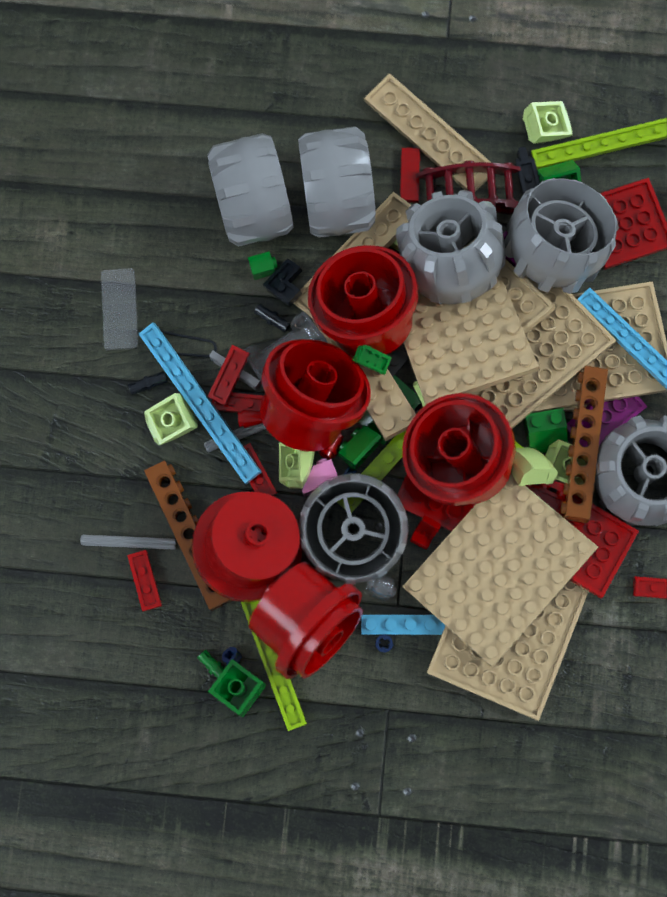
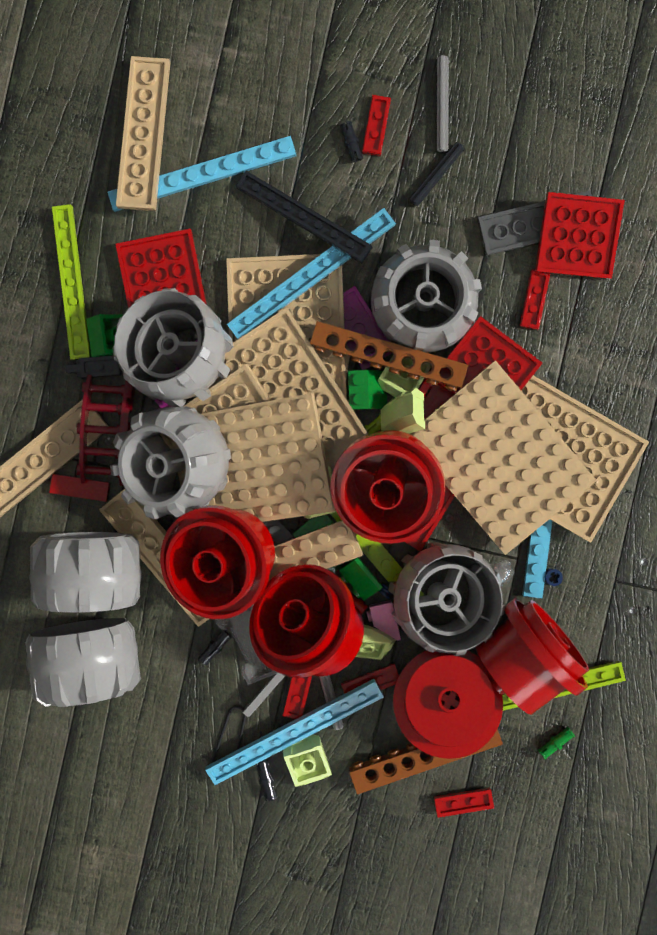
camera: 85 degrees left, 10 degrees up
(119, 309) = (184, 799): clear piece -> none
(131, 542) = (423, 814): light grey axle -> none
(229, 374) = (271, 700): red plate -> none
(231, 653) = (551, 722): dark blue bush -> none
(237, 688) = (580, 725): green slope -> none
(249, 418) = (317, 686): red cone -> none
(262, 265) = (158, 651): green brick -> none
(281, 282) = (180, 635): black plate -> none
(372, 359) = (280, 558): green plate -> none
(425, 532) = (452, 524): red bracket -> none
(547, 121) = (41, 338): yellowish green slope -> none

